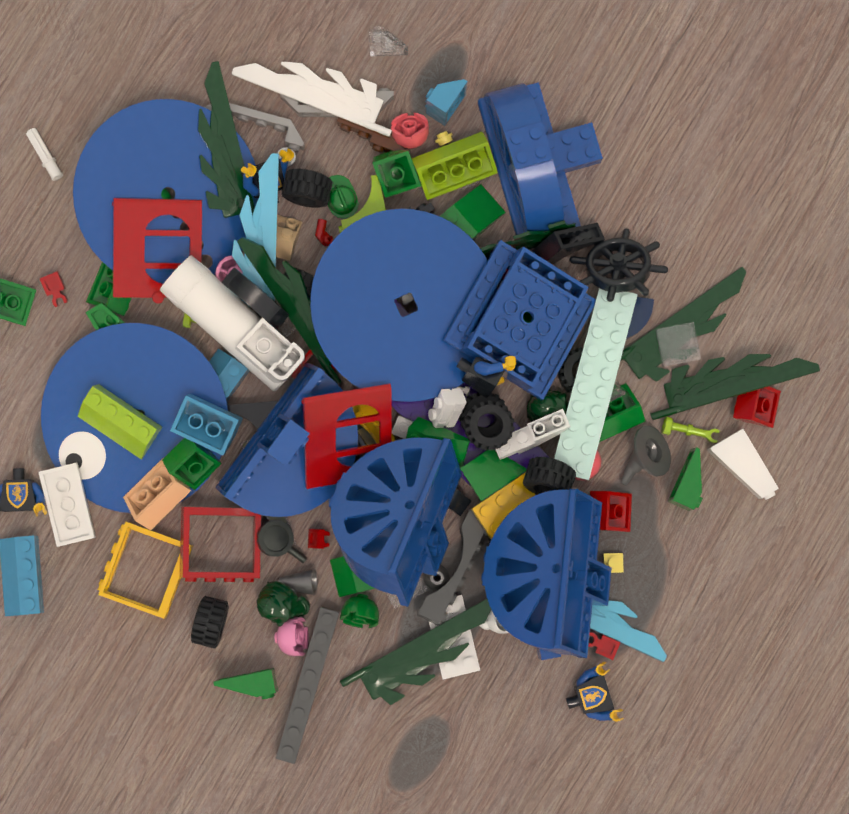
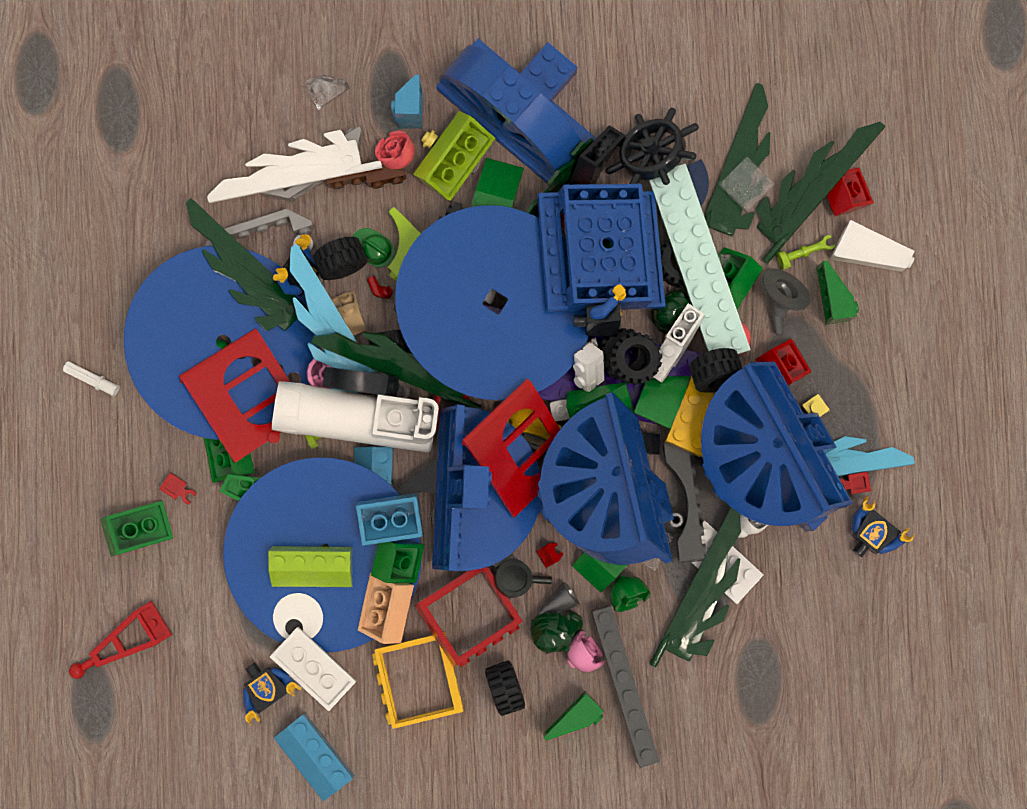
camera: 25 degrees left, 0 degrees up
(396, 172) = (408, 194): green slope -> none

